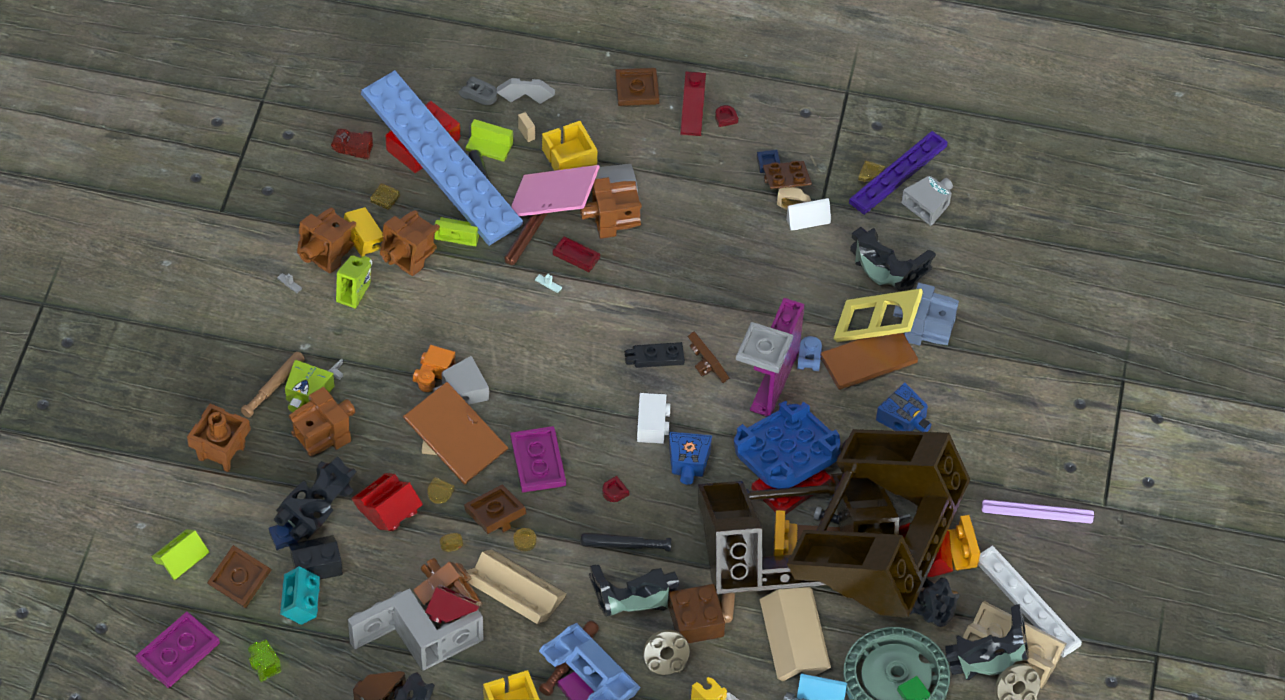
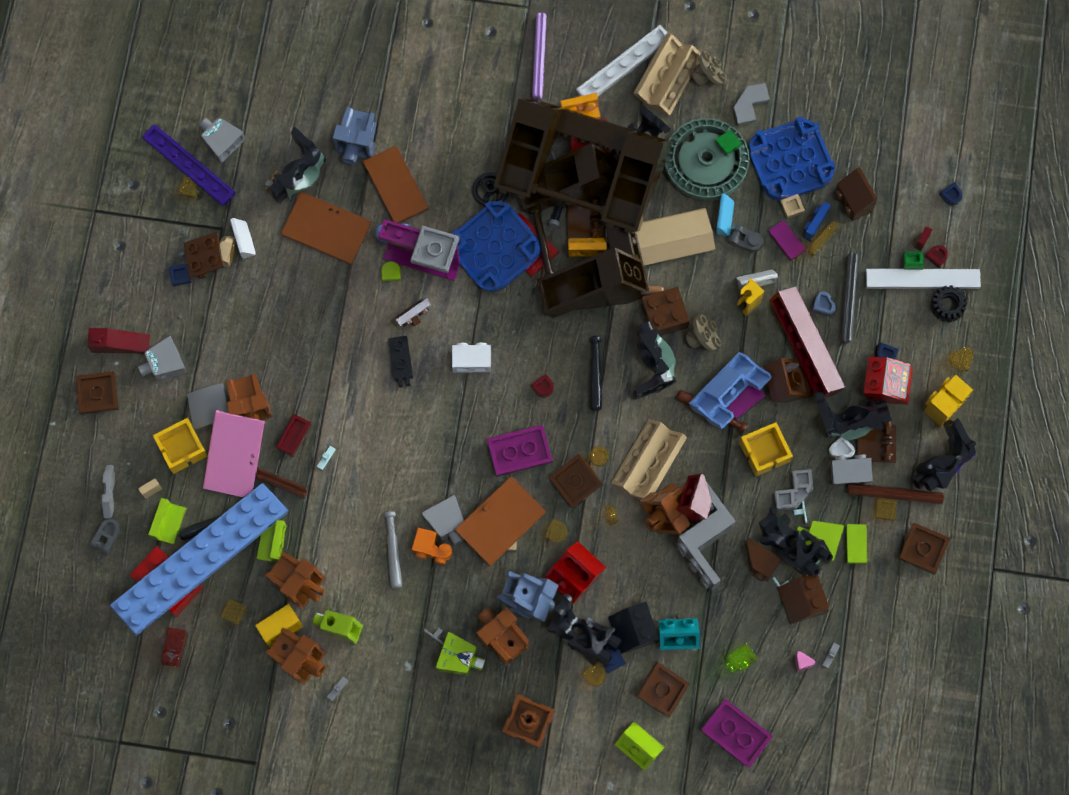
camera: 90 degrees left, 20 degrees up
(265, 517) = (595, 675): none -> clear yellow tile
(275, 381) = (445, 682): medium nougat piece -> none
(363, 445) = (531, 596): none -> sand blue piece
(426, 336) = (393, 554): none -> light grey piece
(669, 142) = (163, 361): none -> light grey torso
(689, 455) = (508, 326): blue torso -> none
(725, 116) = (127, 314): dark red tile -> none
(824, 290) = (330, 232): none -> dark orange container
(904, 411) = (450, 155): torso -> none
(907, 300) = (351, 146): light yellow window -> none
(980, 655) = (690, 88): black hips -> none

